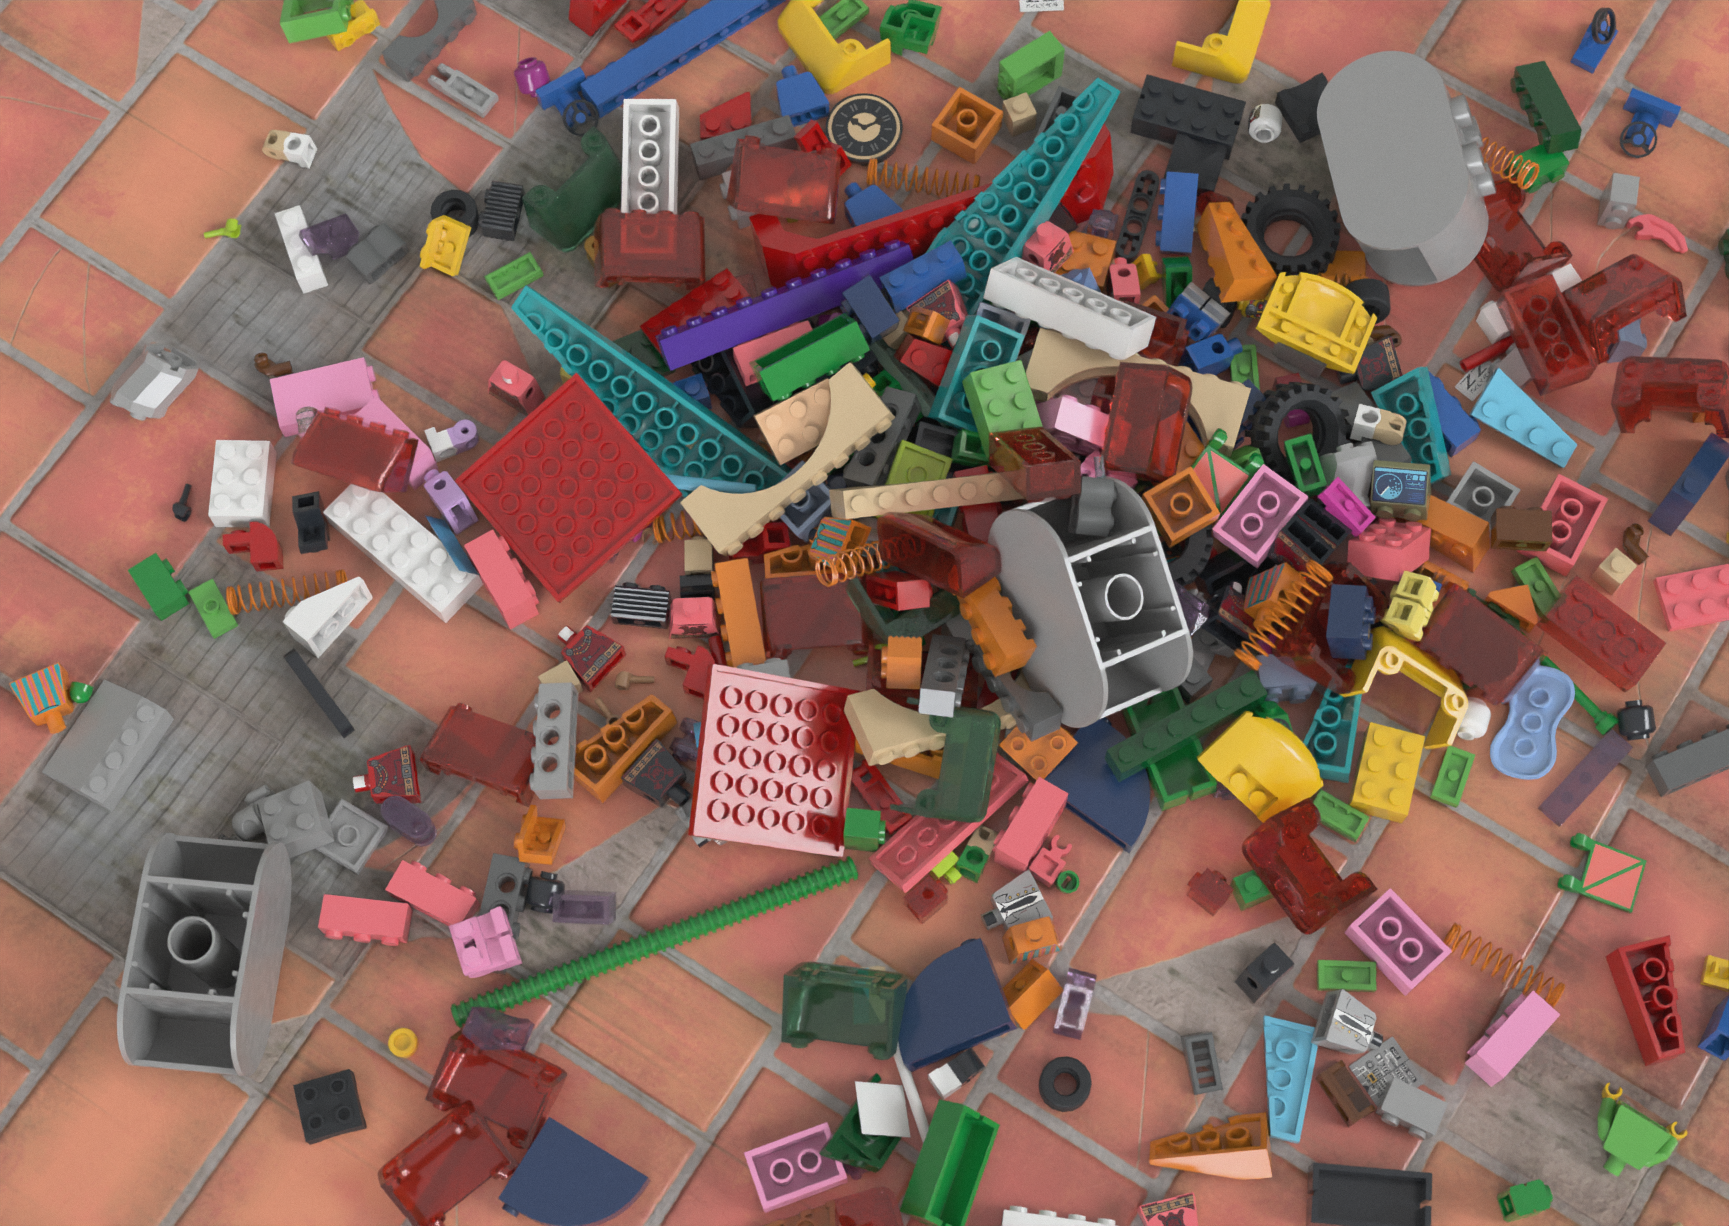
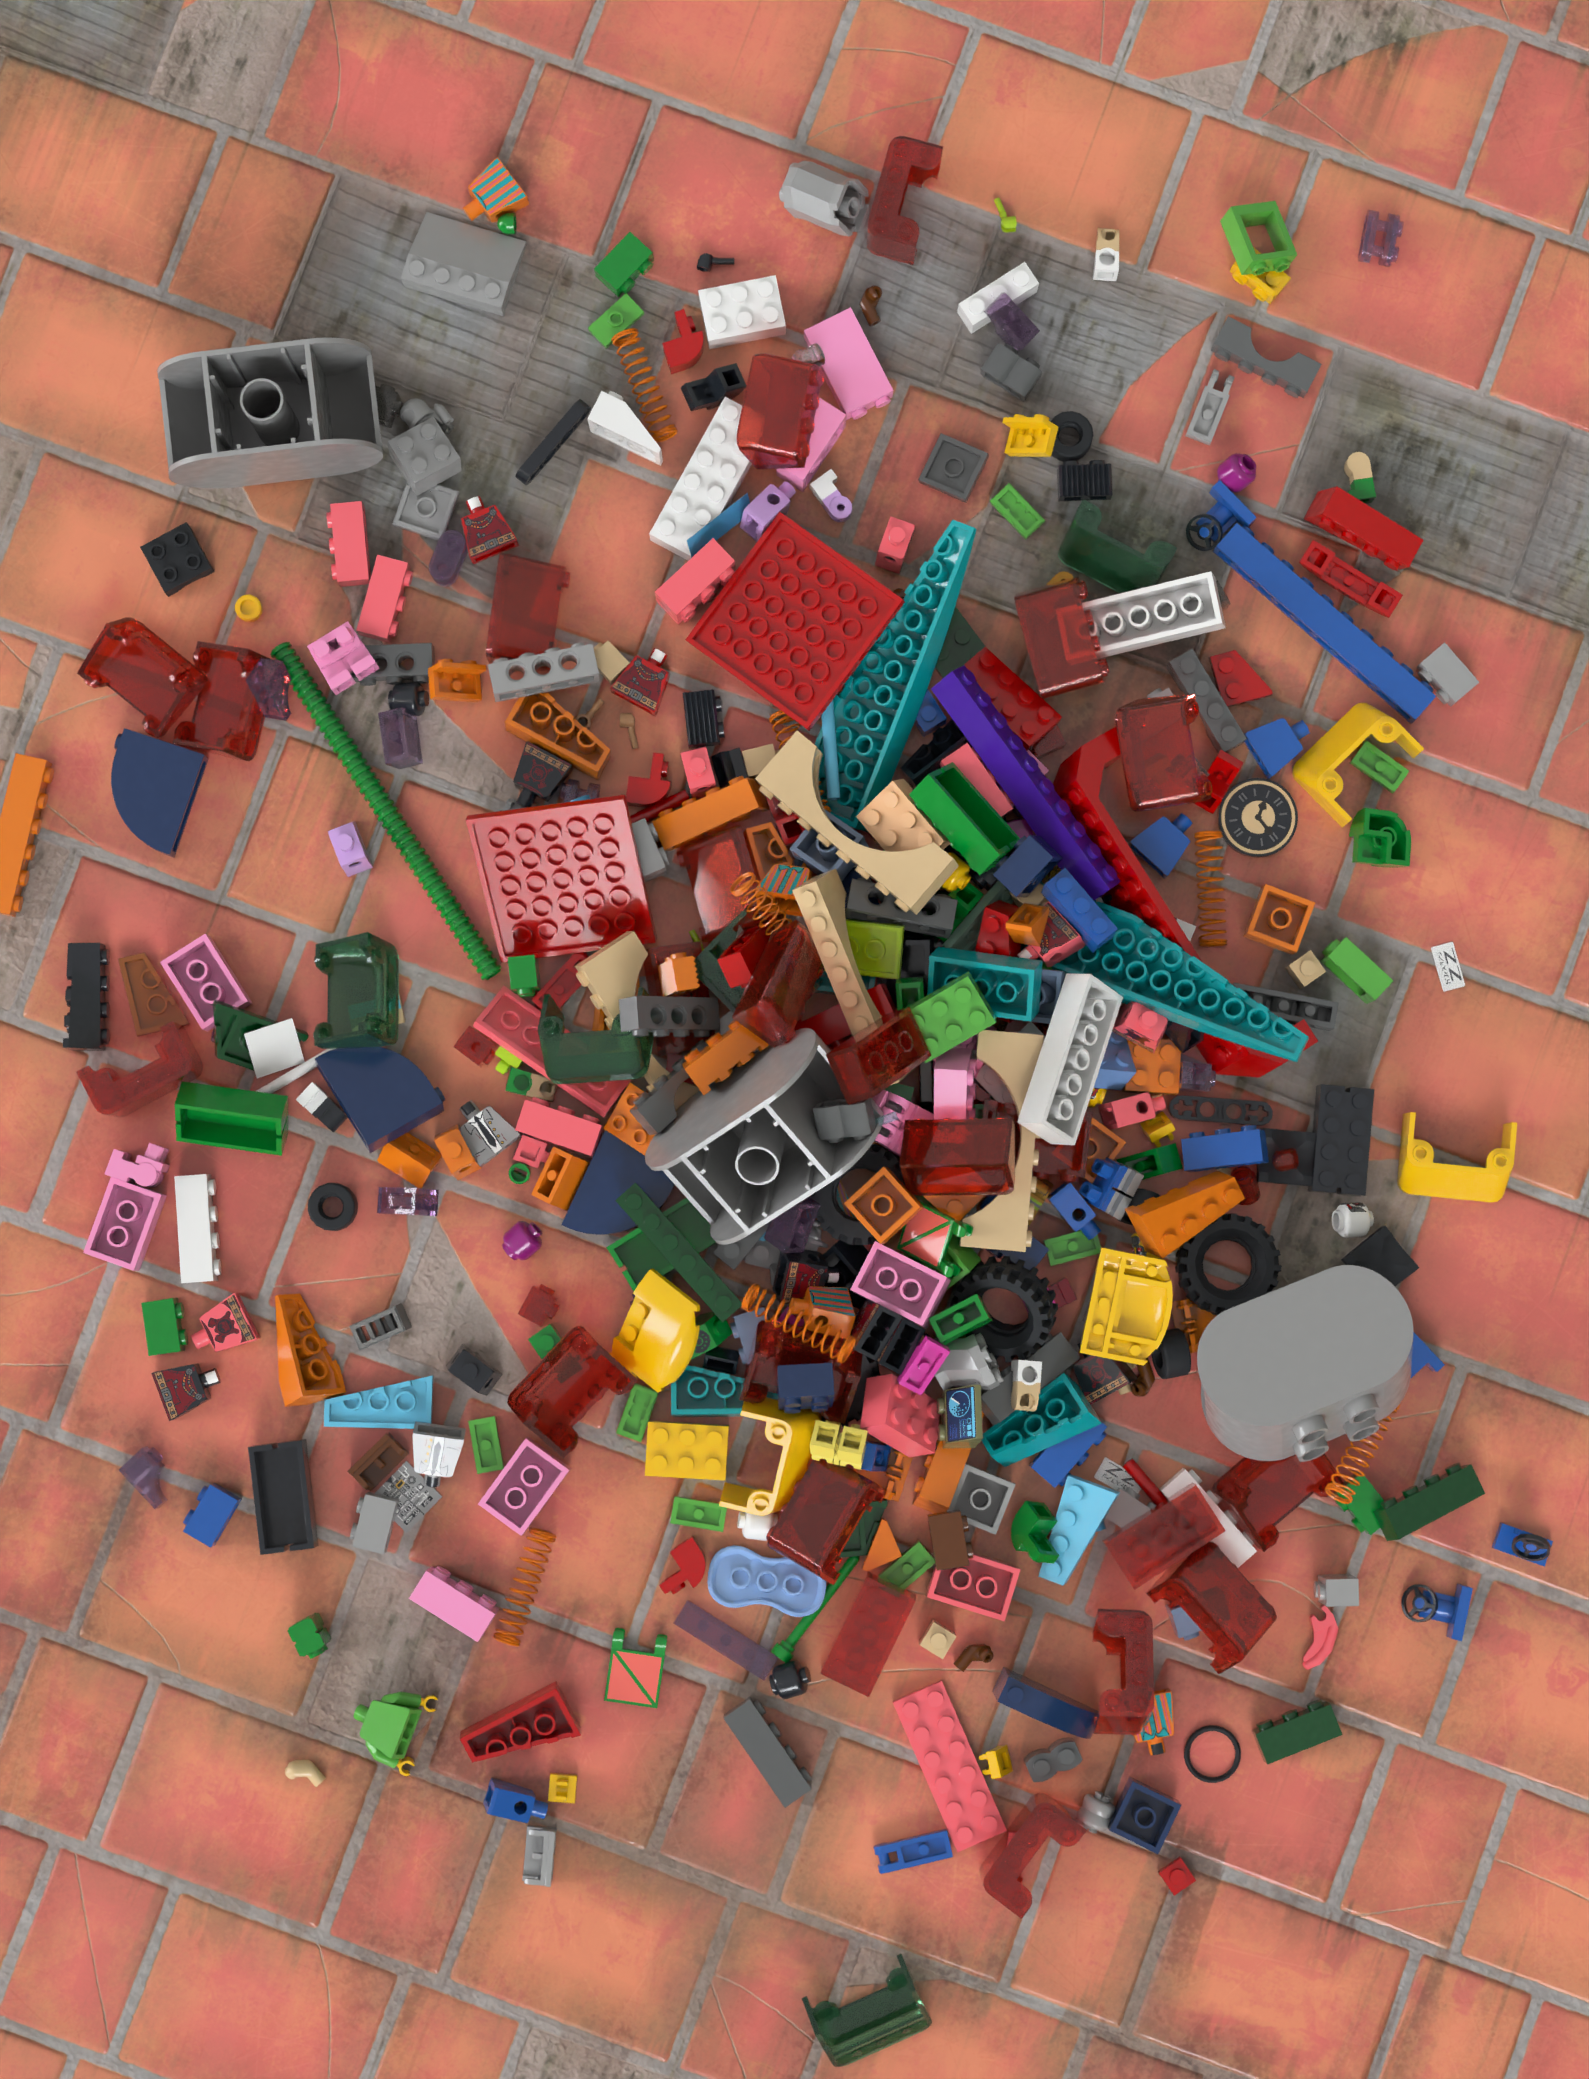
camera: 75 degrees right, 15 degrees up
(200, 329) = (906, 164): none -> clear red windscreen
(455, 324) = (953, 468): none -> dark grey plate
(686, 984) = (350, 849): none -> lavender torso
(1082, 839) = (560, 1178): none -> orange brick
(1139, 893) = (522, 1240): none -> magenta head
(1198, 162) = (1285, 1160): none -> clear red piece
(1300, 717) = (721, 1360): none -> black piece
(1506, 793) = (692, 1566): none -> red brick
(1521, 464) = (1030, 1531): none -> green brick

